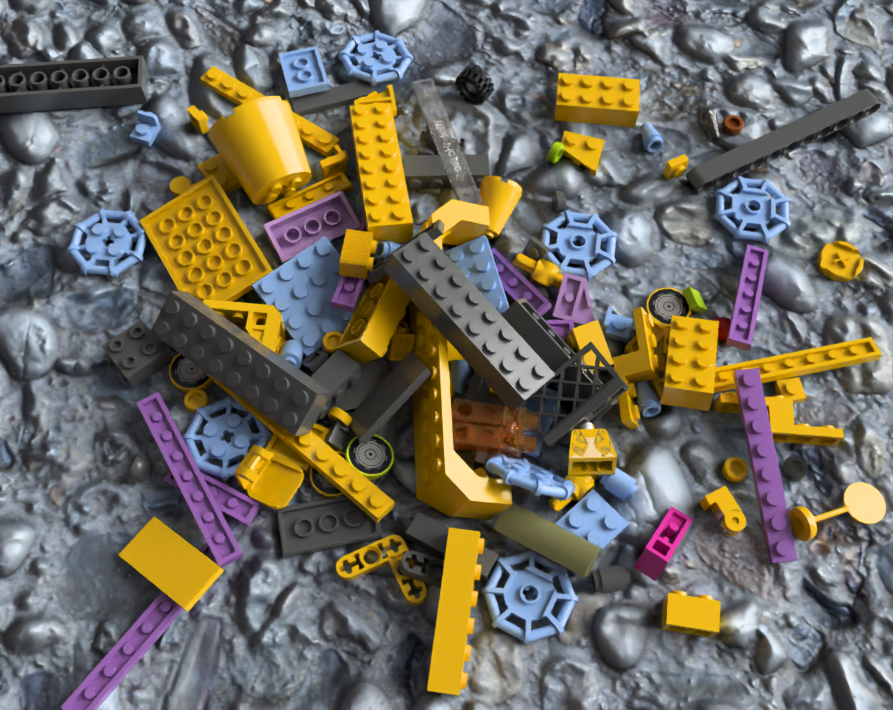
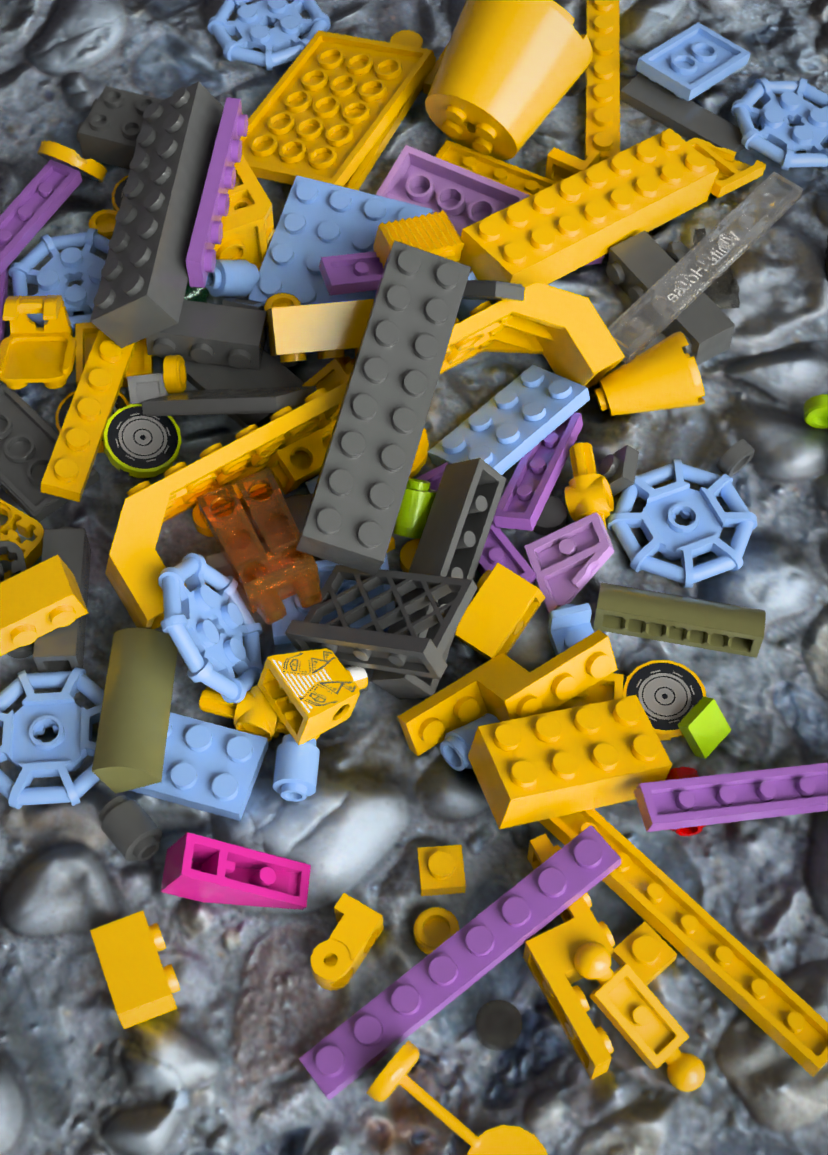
camera: 60 degrees right, 5 degrees down
(143, 392) = (89, 168): none -> yellow tile
(245, 319) = (214, 199): none -> medium lavender plate
(630, 275) = (680, 620): none -> olive brick
(705, 450) = (441, 870): none -> yellow plate
(823, 408) = (639, 1016): none -> yellow plate

